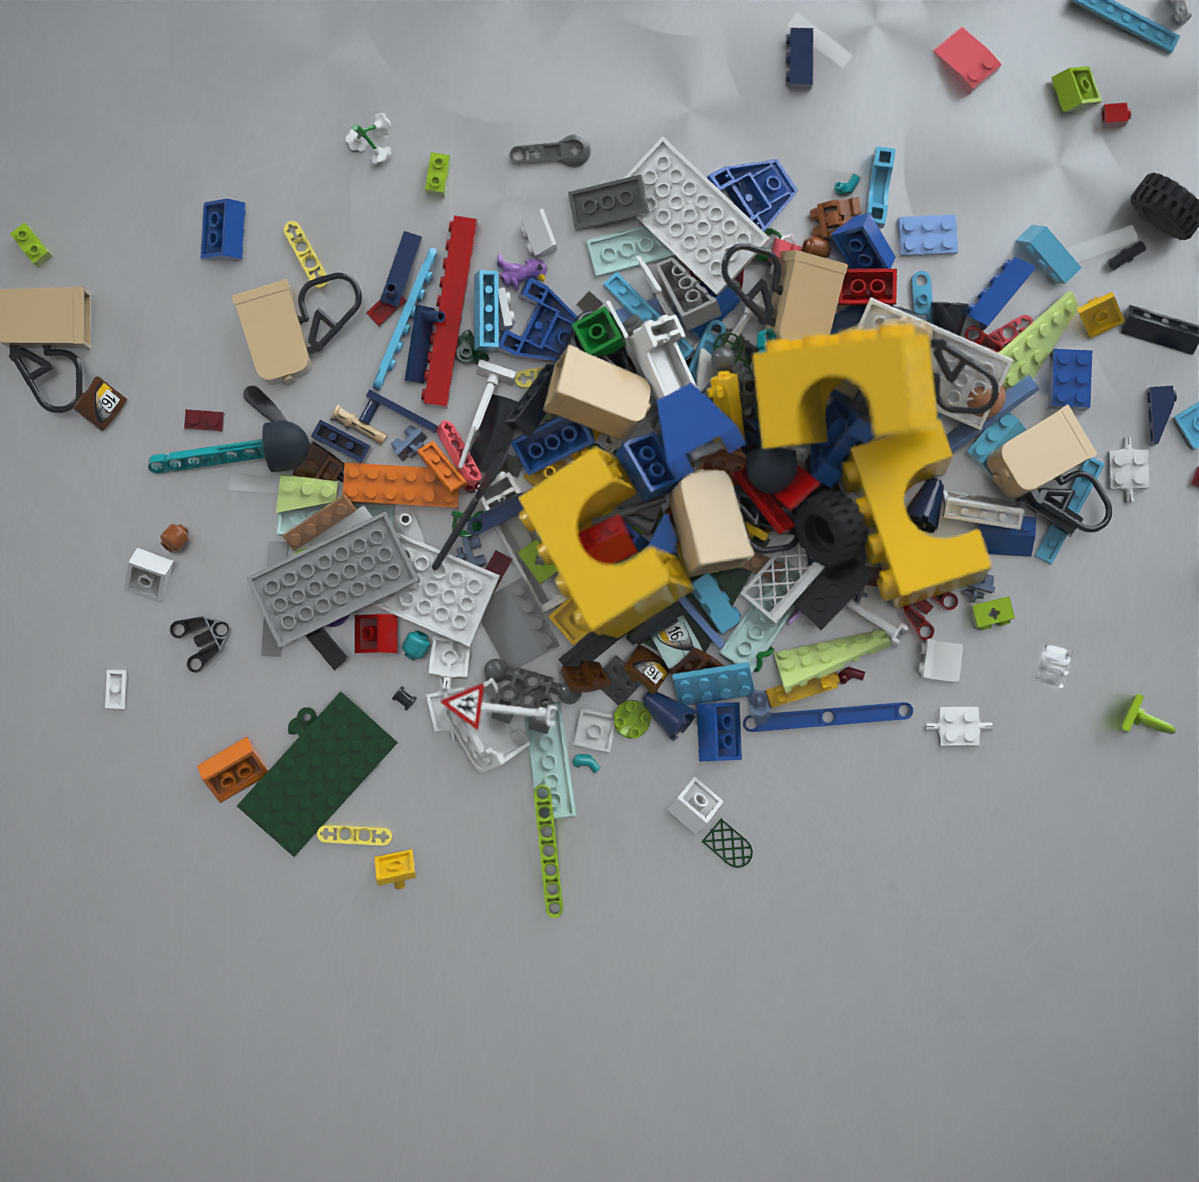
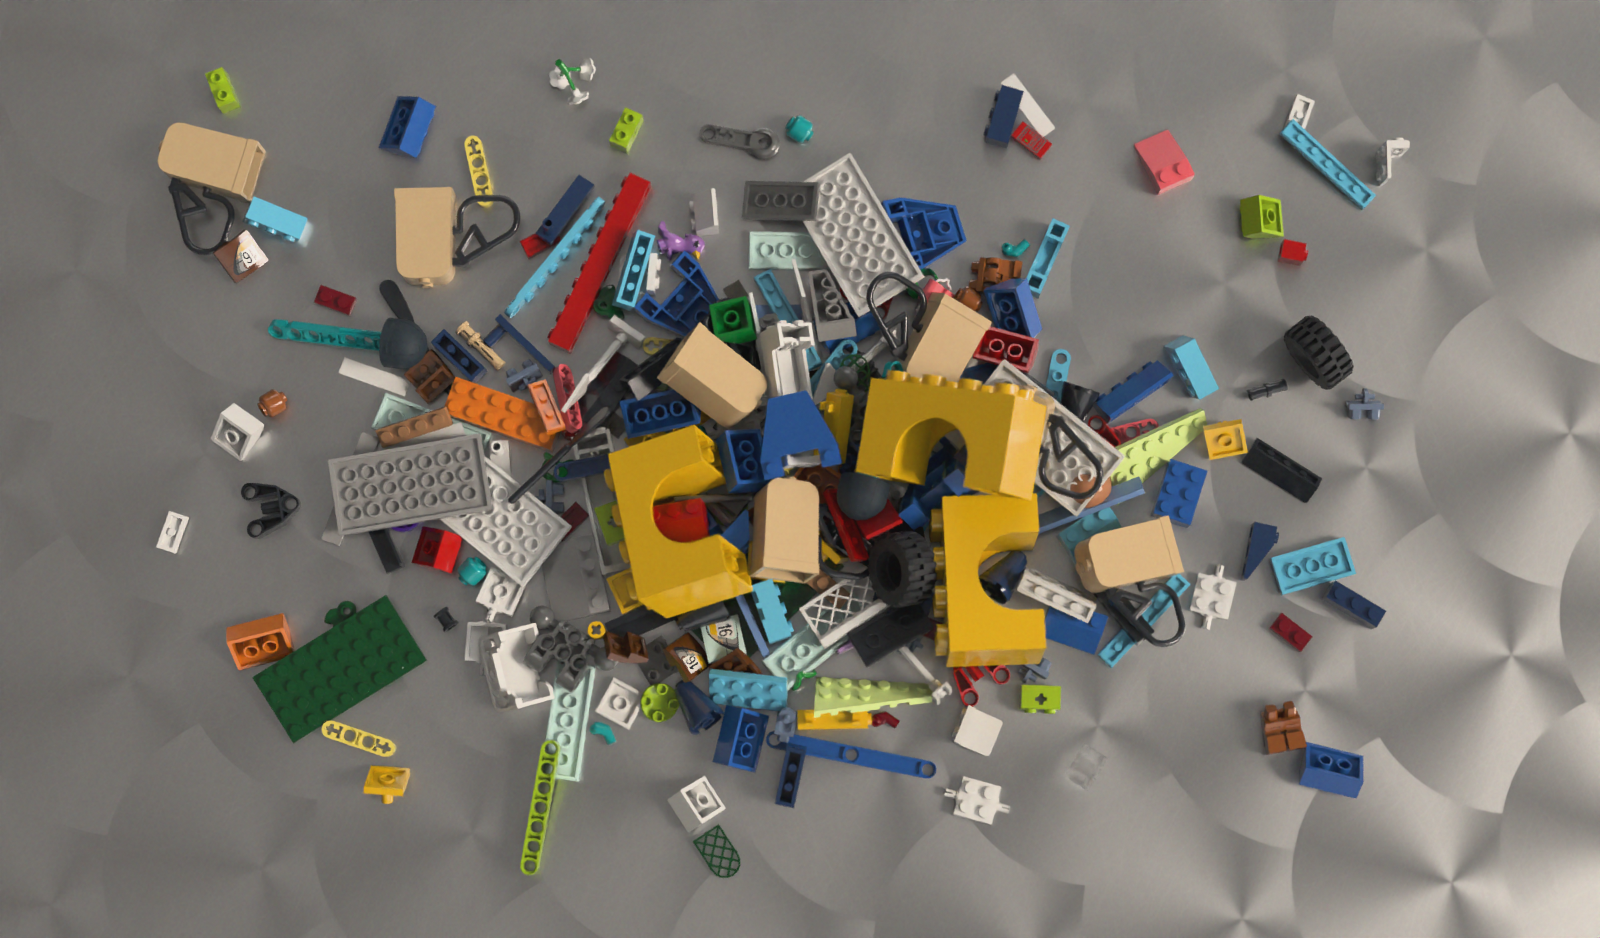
camera: 20 degrees right, 5 degrees down
(121, 358) = (274, 219): none -> medium azure wedge
(304, 492) = (408, 394): yellowish green wing -> none
(420, 342) = (562, 283): dark blue piece -> none
(469, 705) = (503, 640): piece -> none
(550, 662) = (596, 624): none -> yellow bush
(605, 126) = (799, 129): none -> teal head
(777, 753) = (790, 775): none -> dark blue brick
(833, 74) = (1031, 140): none -> red tile
(928, 235) = (1079, 317): light blue plate -> none
(1103, 244) = (1247, 373): white sticker -> none
(1137, 715) = (1154, 839): lime tile -> none

